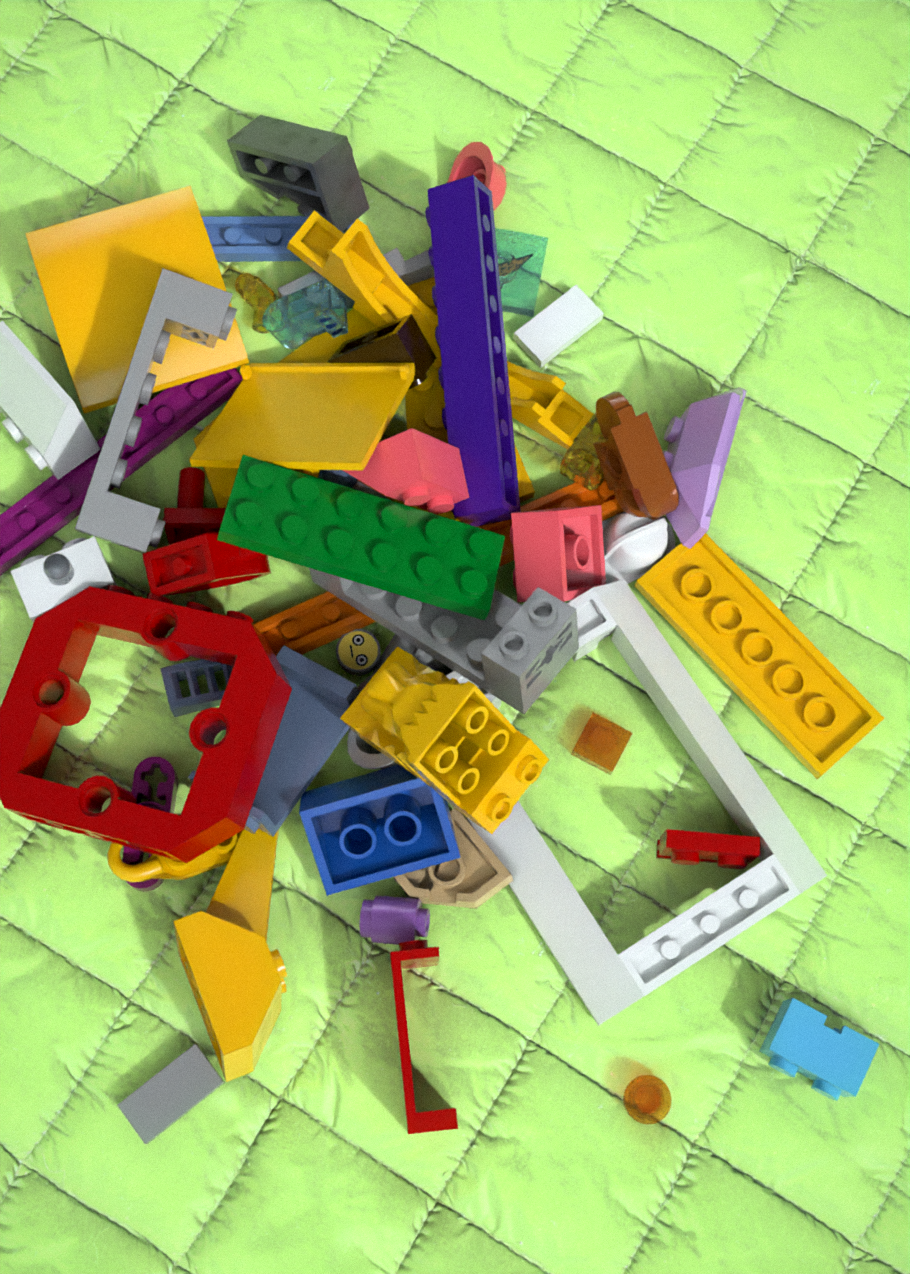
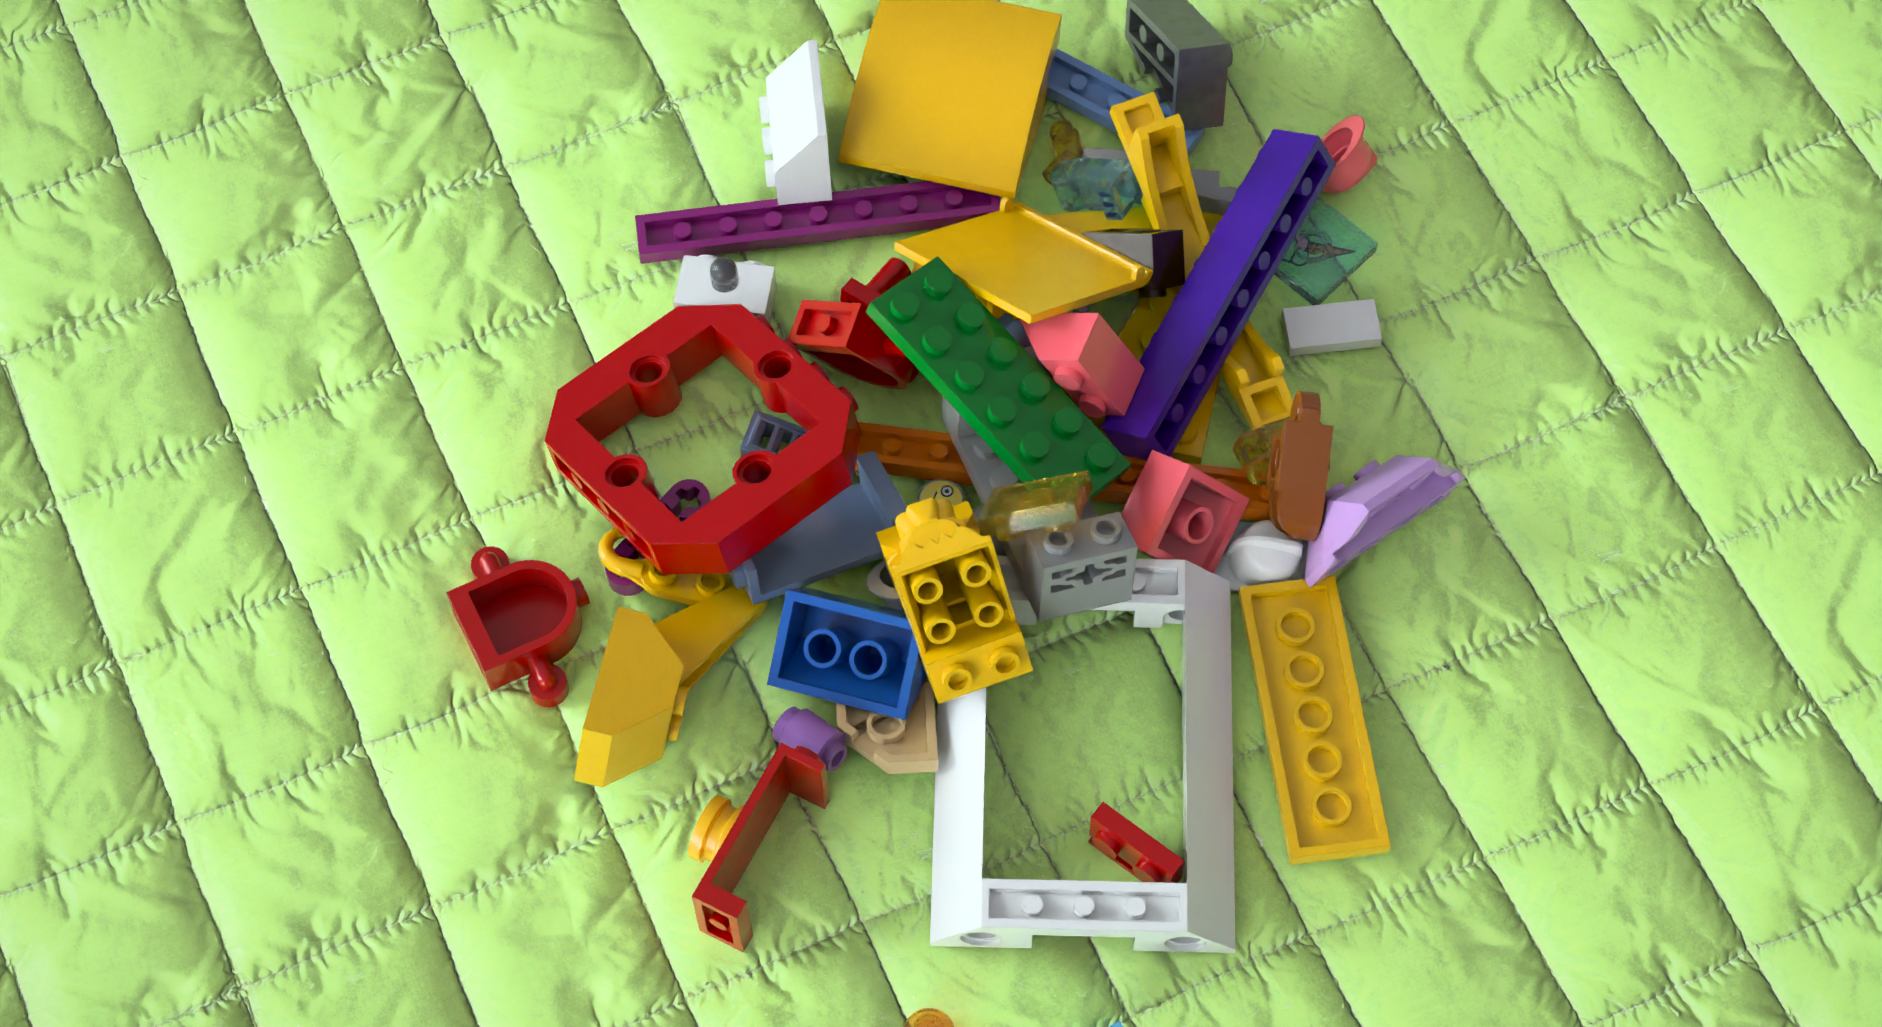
camera: 40 degrees right, 10 degrees down
(83, 972) = (520, 621): none -> red piece
(171, 1094) = (523, 766): light grey tile -> none
(177, 308) = (965, 102): light grey plate -> none
(379, 1048) = (712, 828): none -> yellow wheel
(472, 625) = (1034, 505): none -> clear yellow plate
(601, 743) = (1107, 712): clear orange plate -> none

